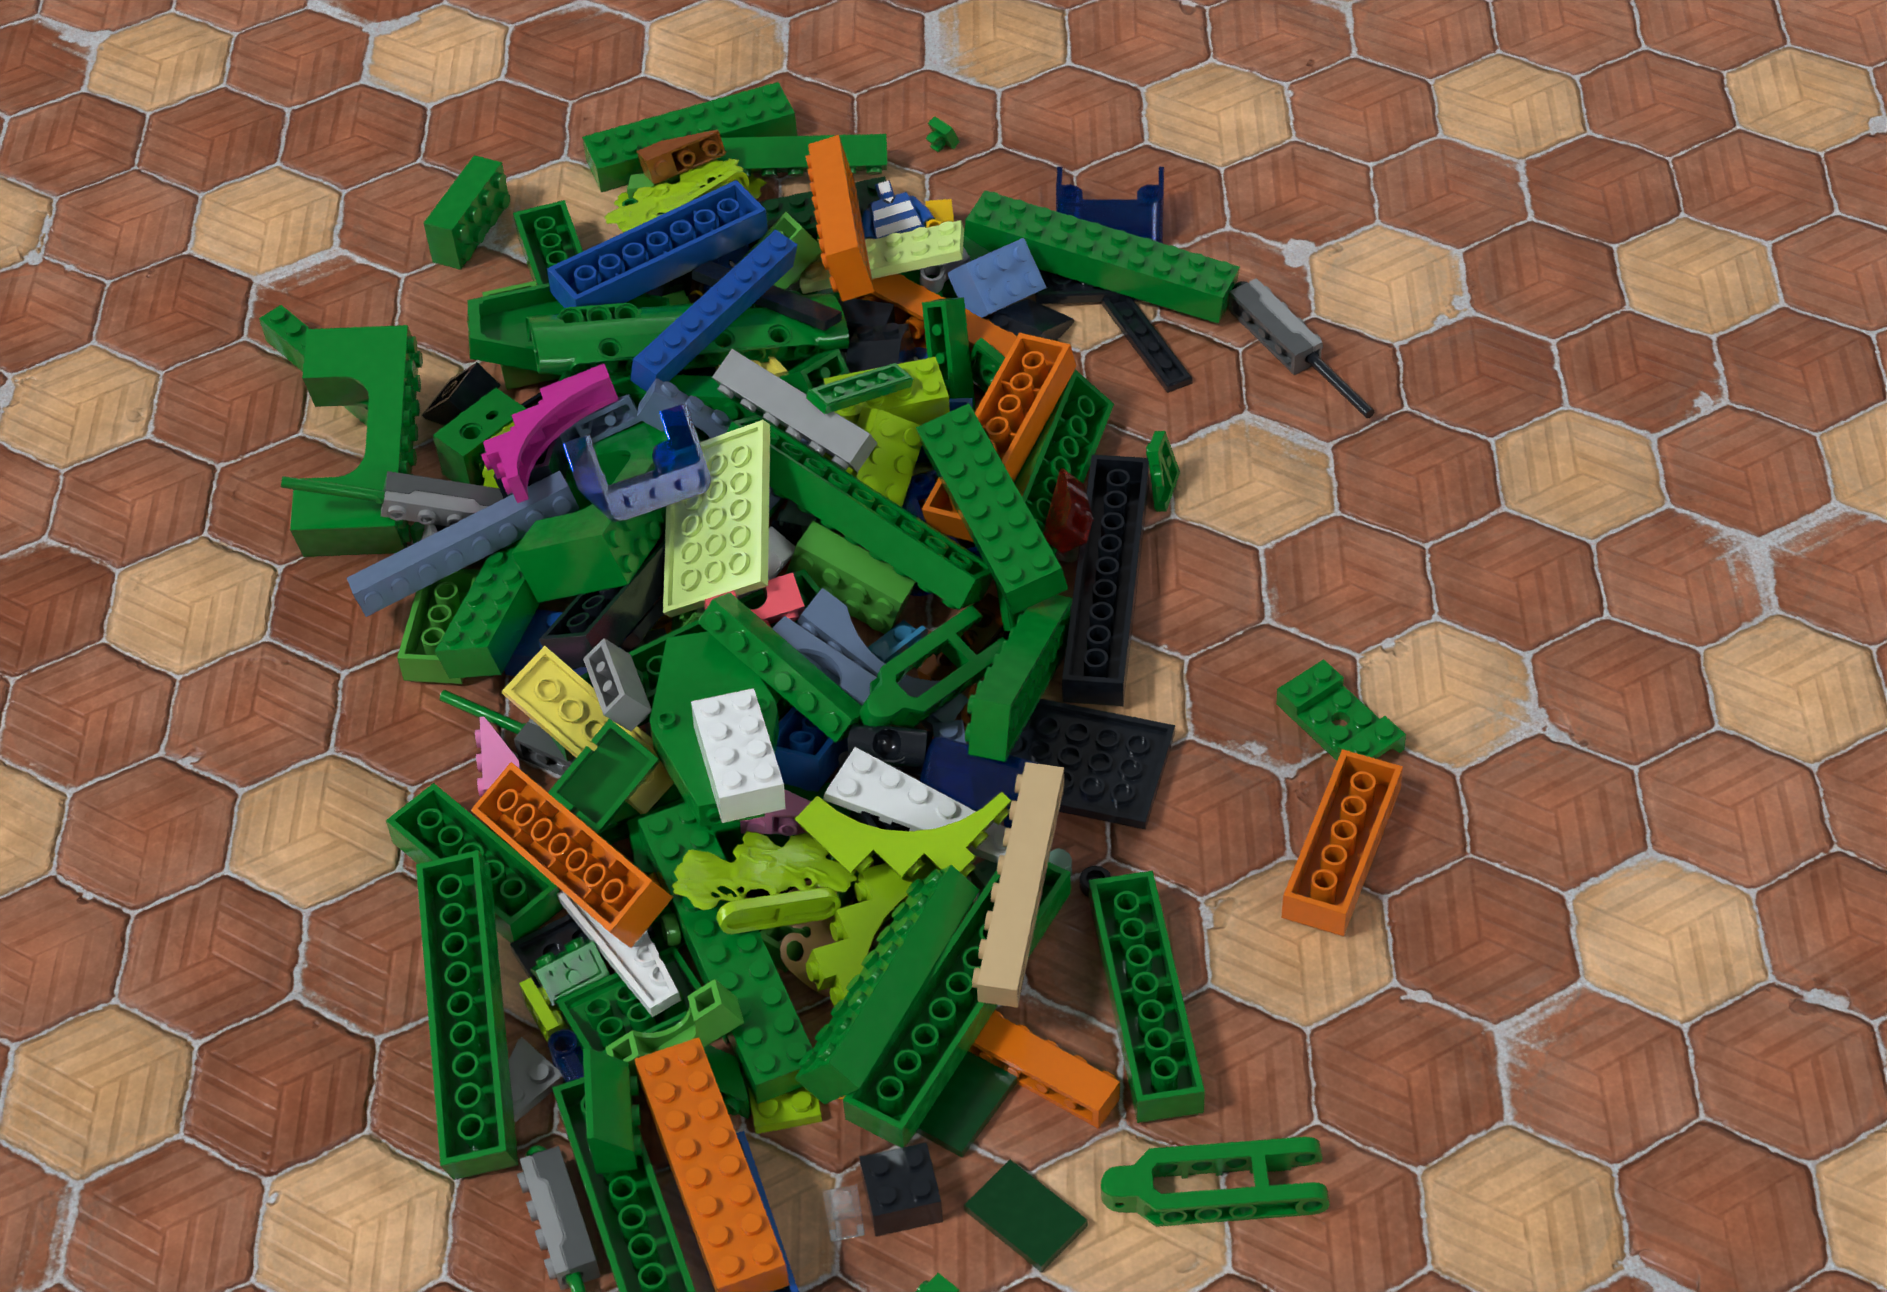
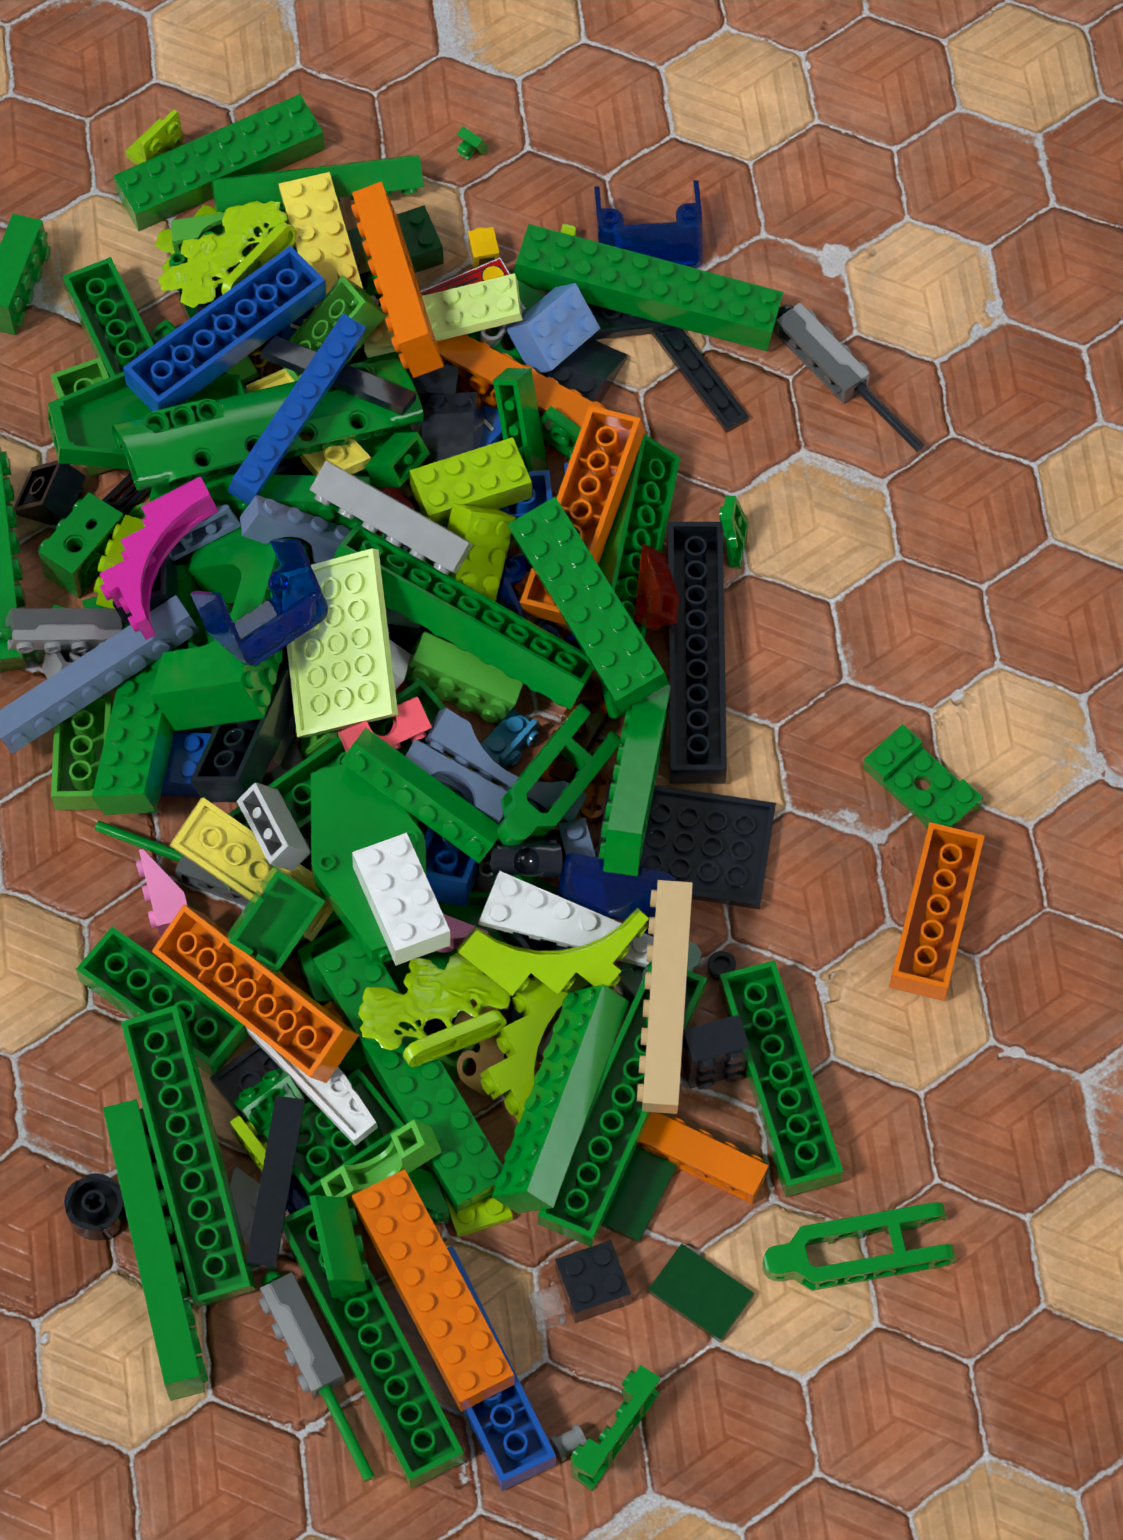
camera: 10 degrees left, 15 degrees up
(356, 1062) = (86, 1194): none -> black brick
(409, 1118) = (155, 1254): none -> green brick
(555, 1048) = (275, 1182): none -> black tile
(634, 107) = (158, 139): none -> lime bracket
(670, 930) = (355, 1057): bright green tile -> none
(679, 155) = (220, 201): dark orange slope -> none
(775, 180) = (320, 228): none -> light yellow plate
(859, 388) = (450, 490): green tile -> none
(895, 213) = (444, 258): torso -> none
(1072, 955) = (714, 1052): none -> black brick

